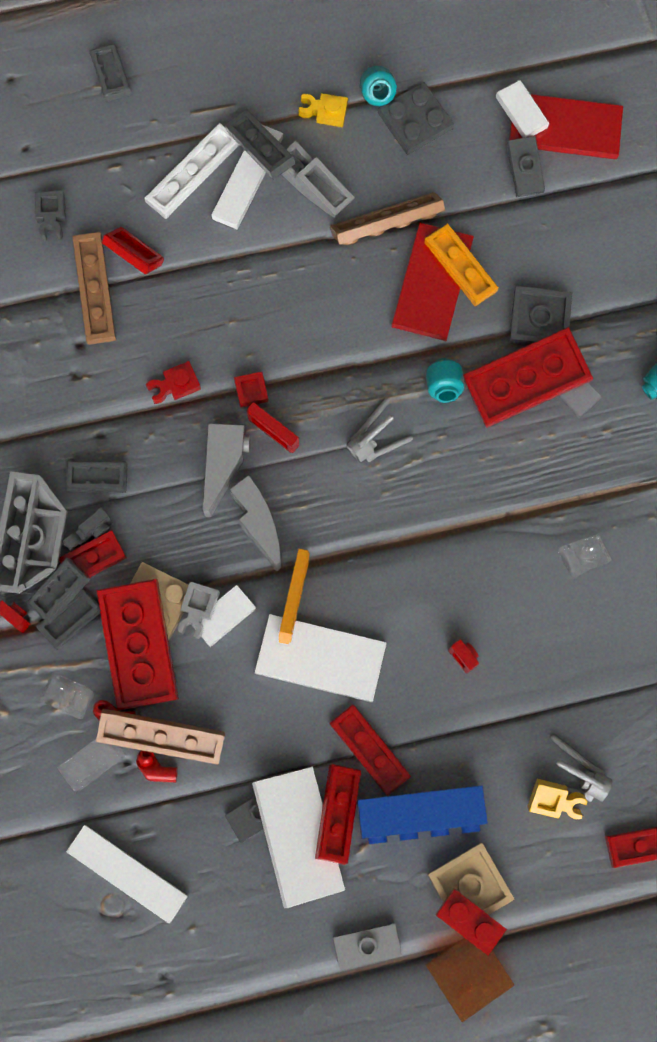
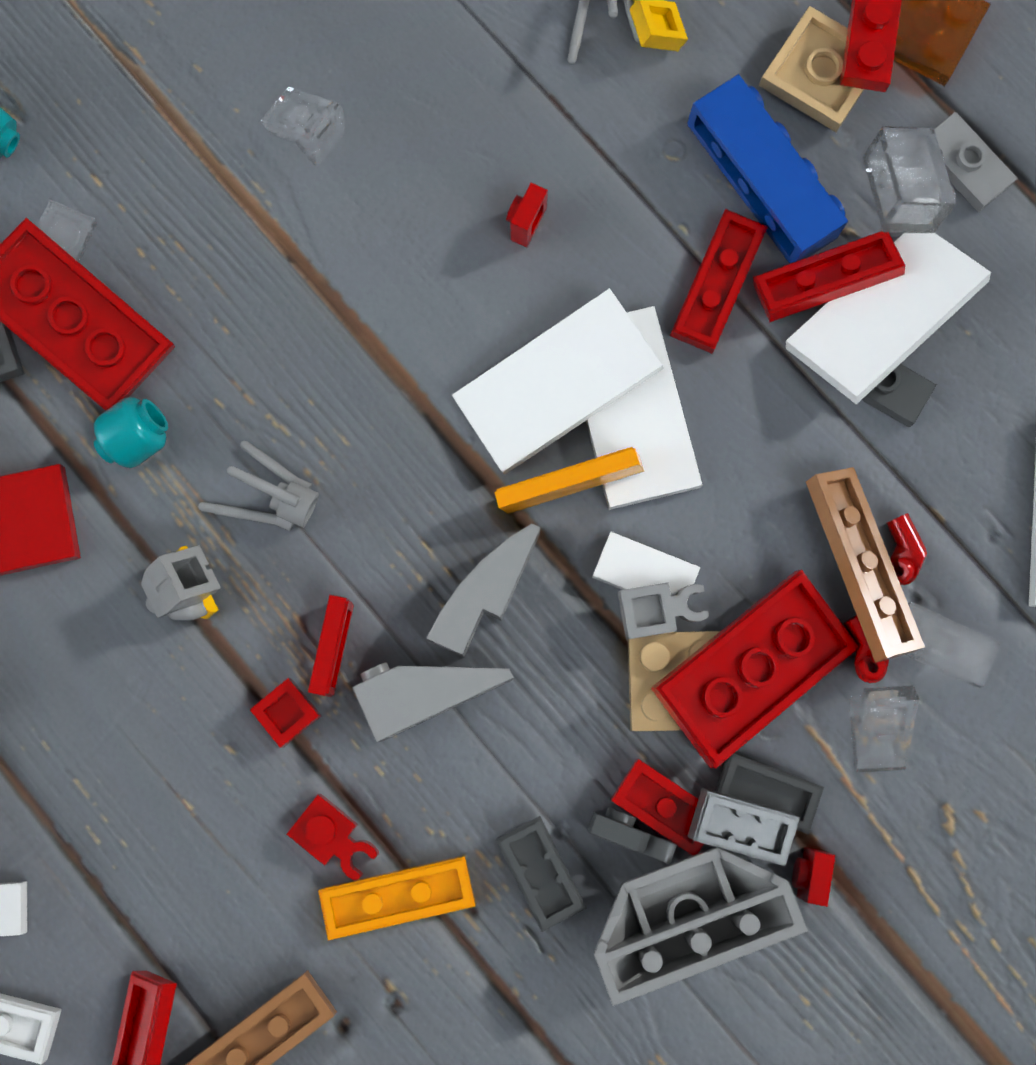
camera: 115 degrees left, 5 degrees up
(126, 401) = (396, 897): none -> light orange tile
(346, 366) = (181, 585): none -> light grey piece
(355, 621) = (557, 381): none -> white tile
(370, 894) = (909, 179): none -> clear brick

